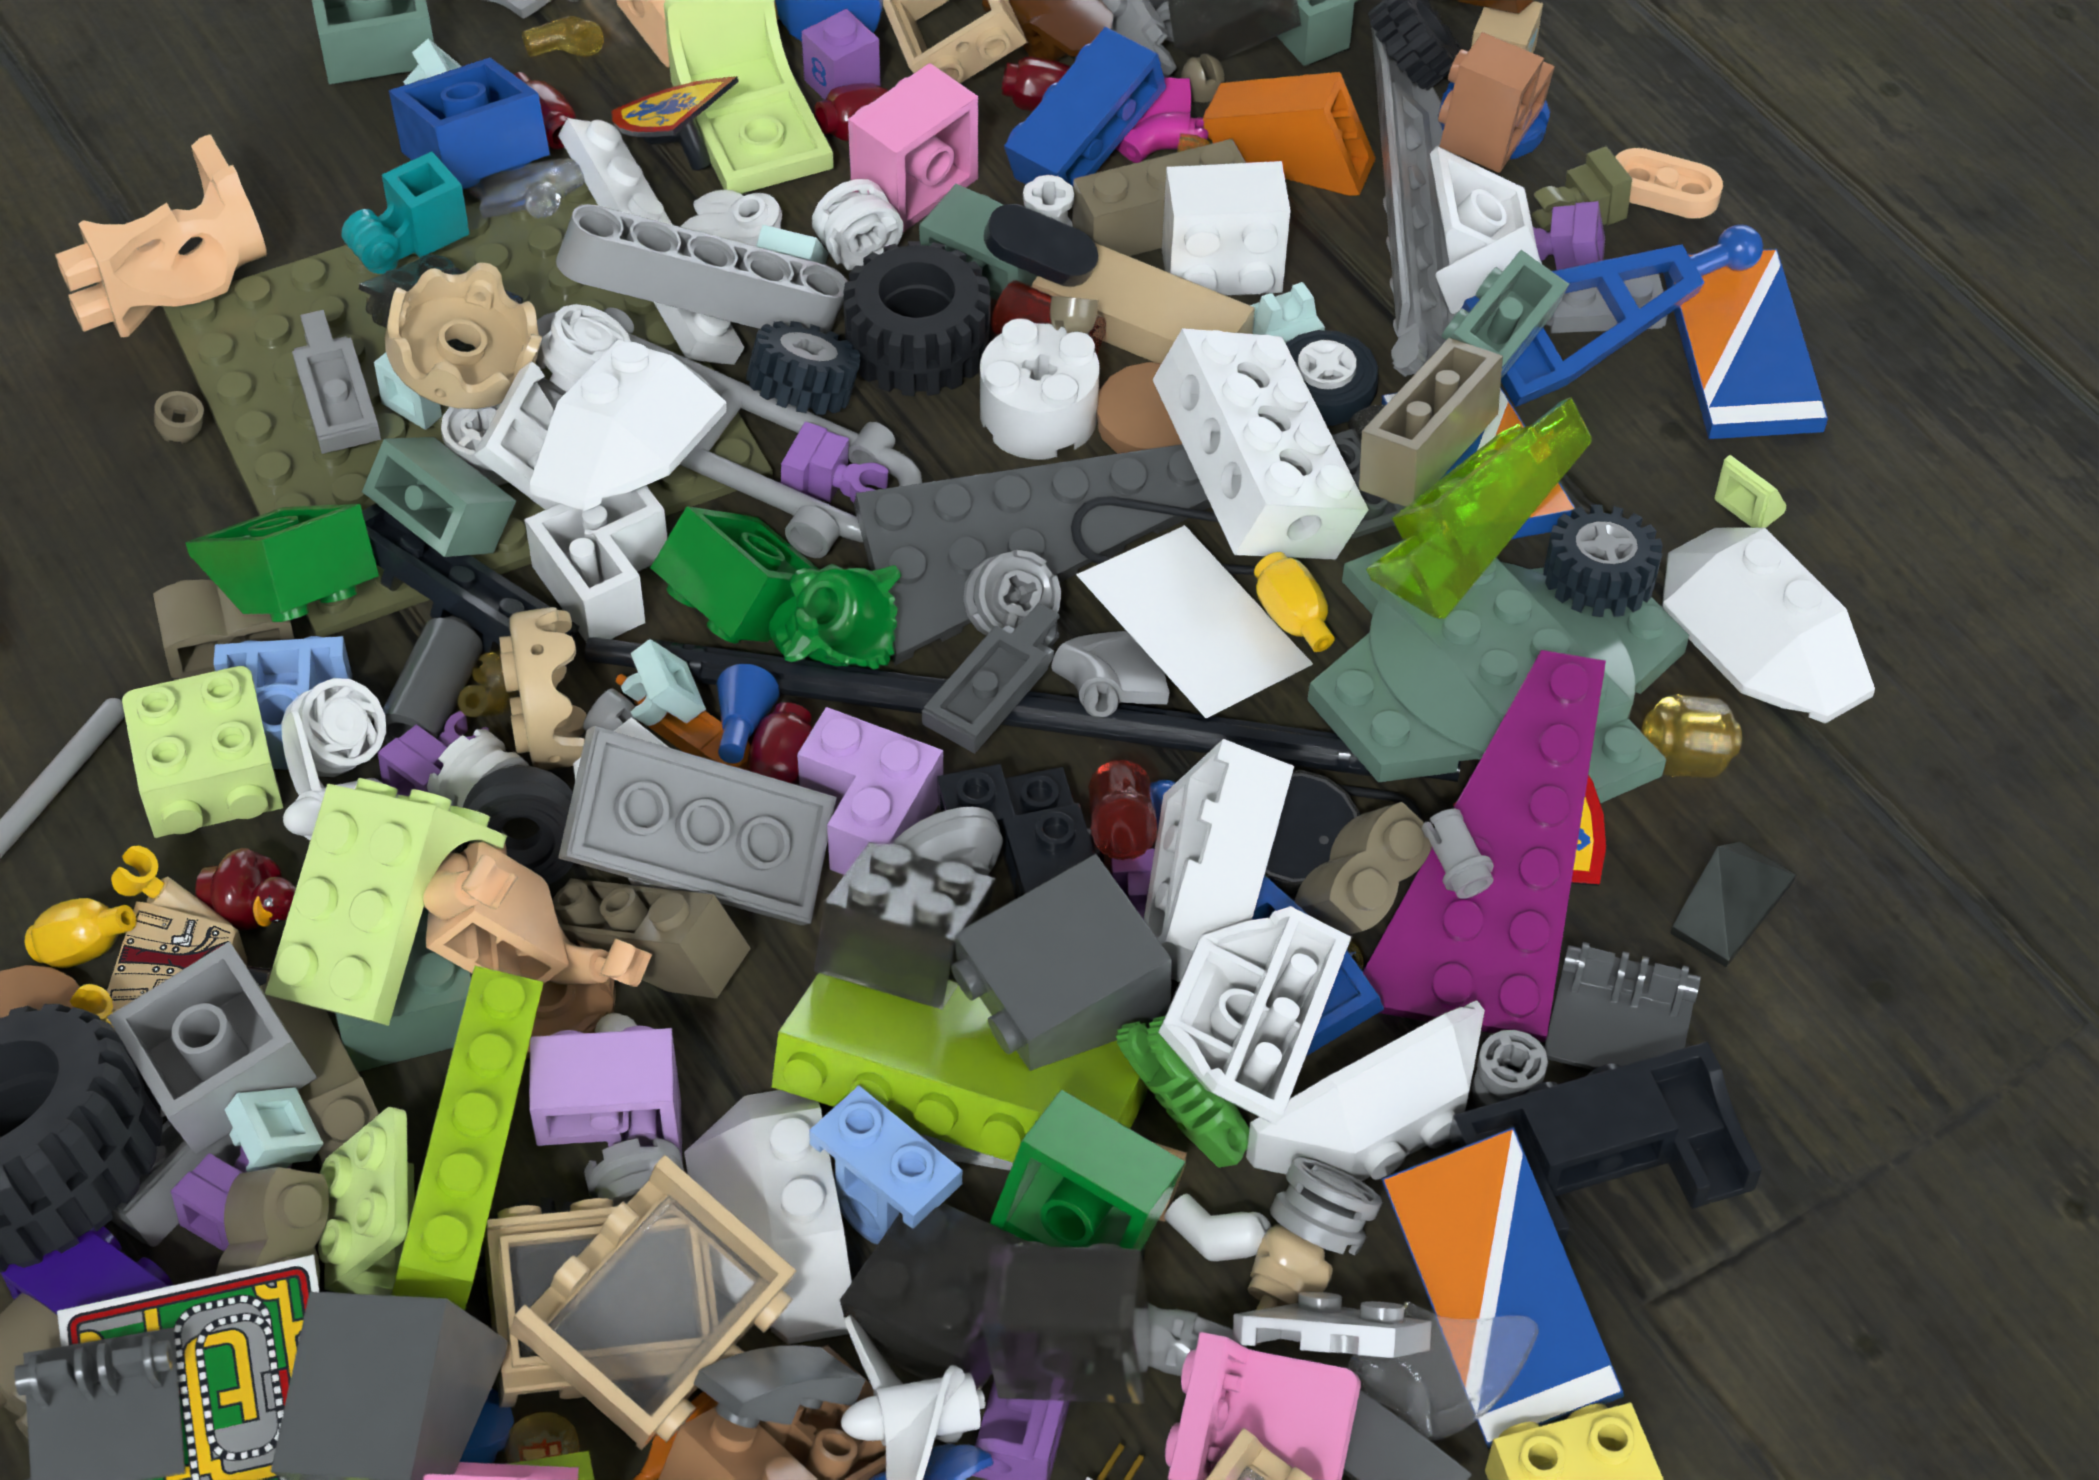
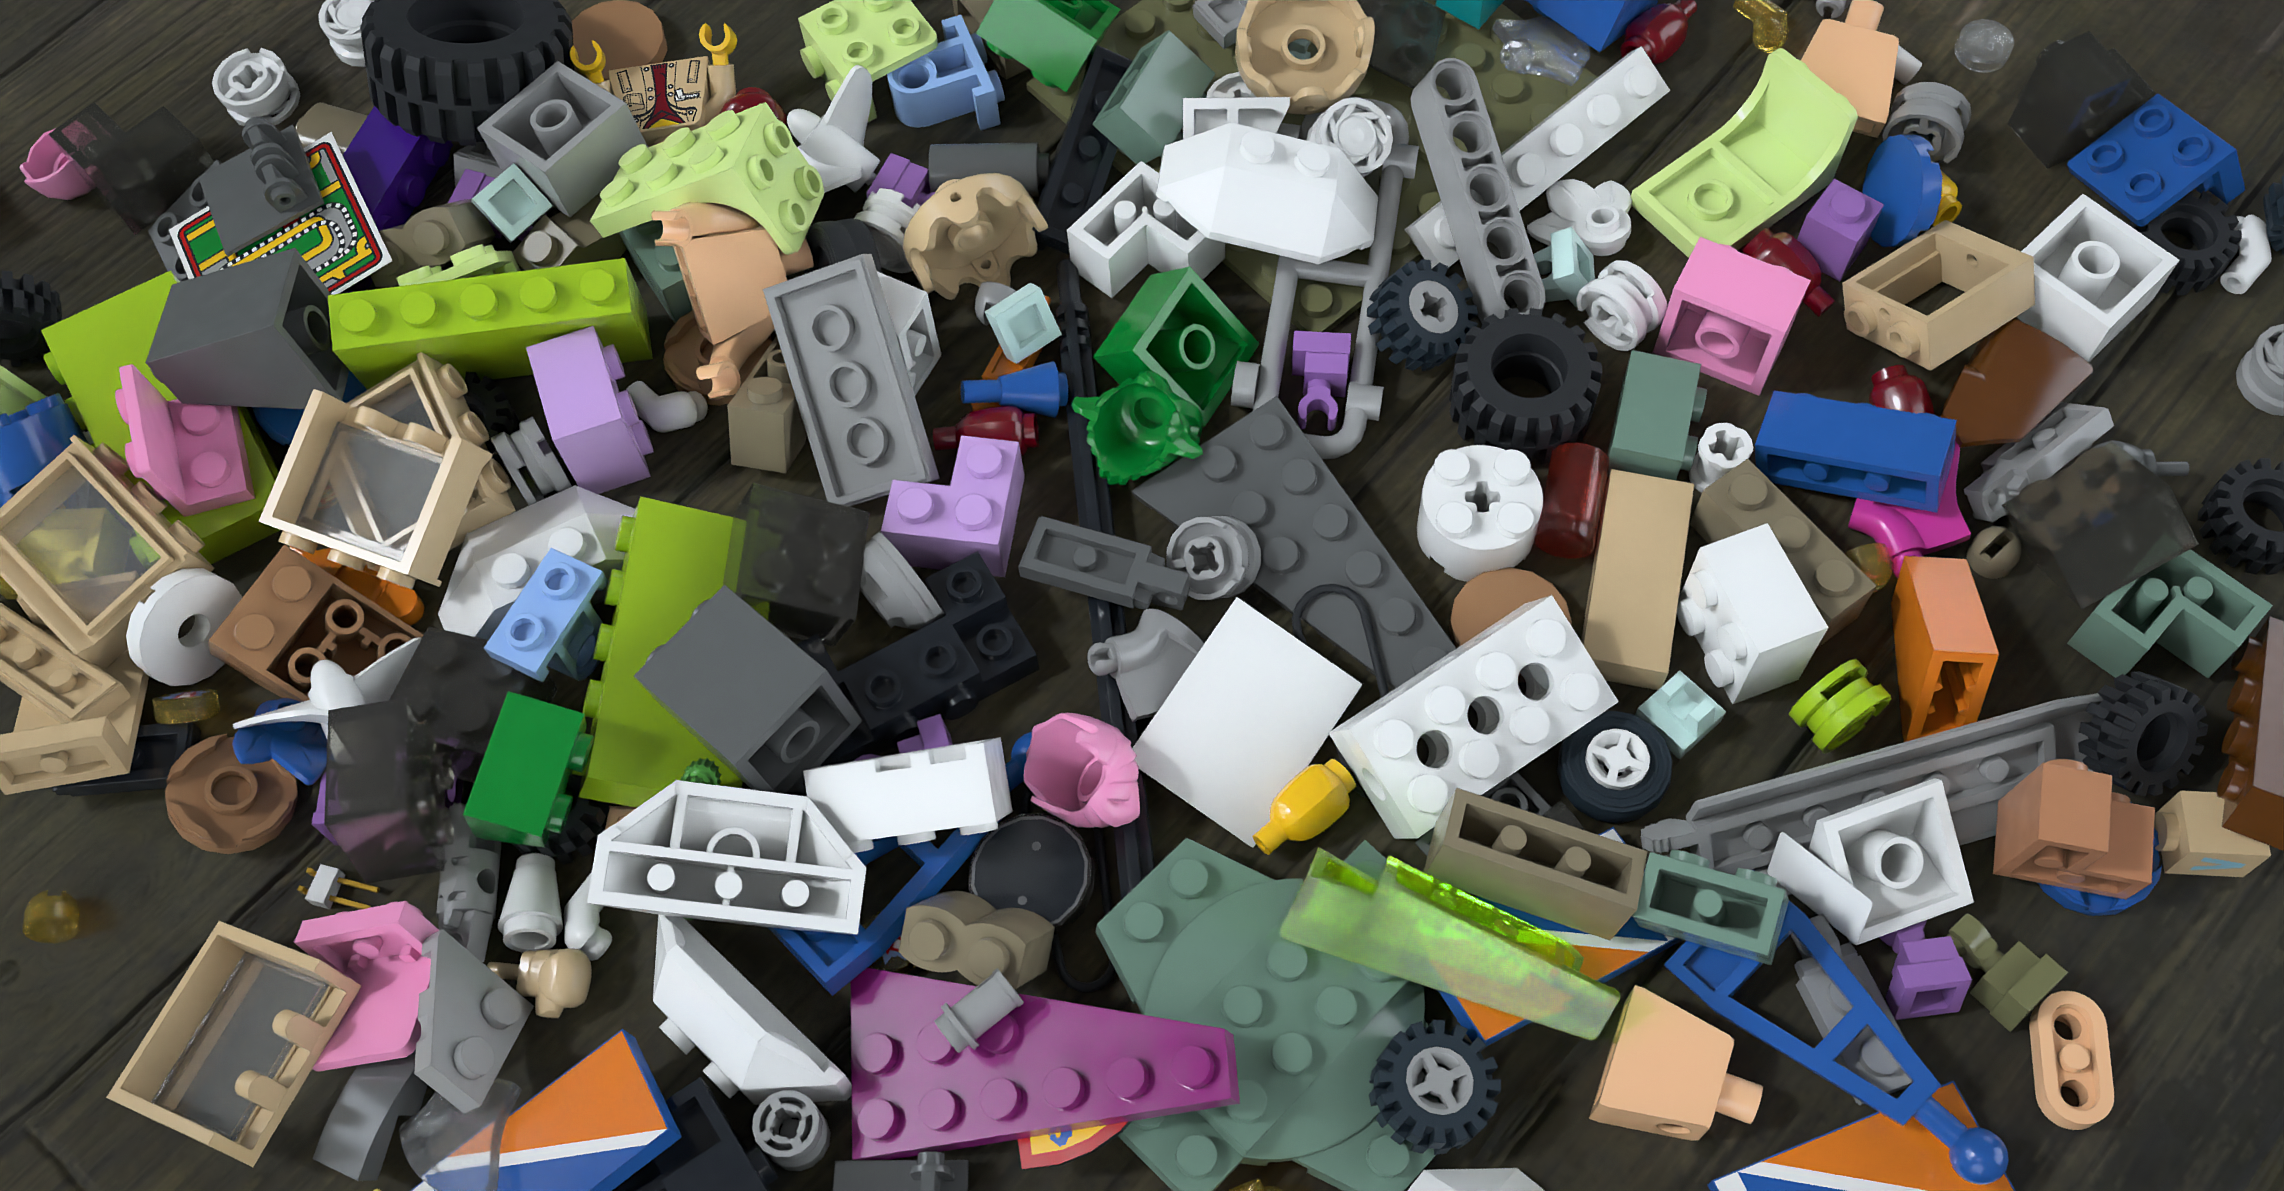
camera: 80 degrees right, 10 degrees up
(76, 932) = (681, 34): yellow plant -> none
(340, 725) = (899, 114): white wheel -> none
(671, 116) = (1684, 113): shield -> none
(774, 1382) = (323, 591): dark grey slope -> none
(1040, 245) = (1643, 454): black tile -> none
(1073, 313) = (1560, 504): dark tan hinge -> none
(1122, 810) = (977, 708): clear red piece -> none
(1196, 1278) = (532, 905): none -> white cone
(1207, 719) = (1083, 771): none -> bright pink hair
(1325, 209) = (1839, 705): none -> lime wheel
(1325, 1206) = (602, 990): light grey wheel -> none
(1626, 420) = (1670, 1072): none -> light nougat torso

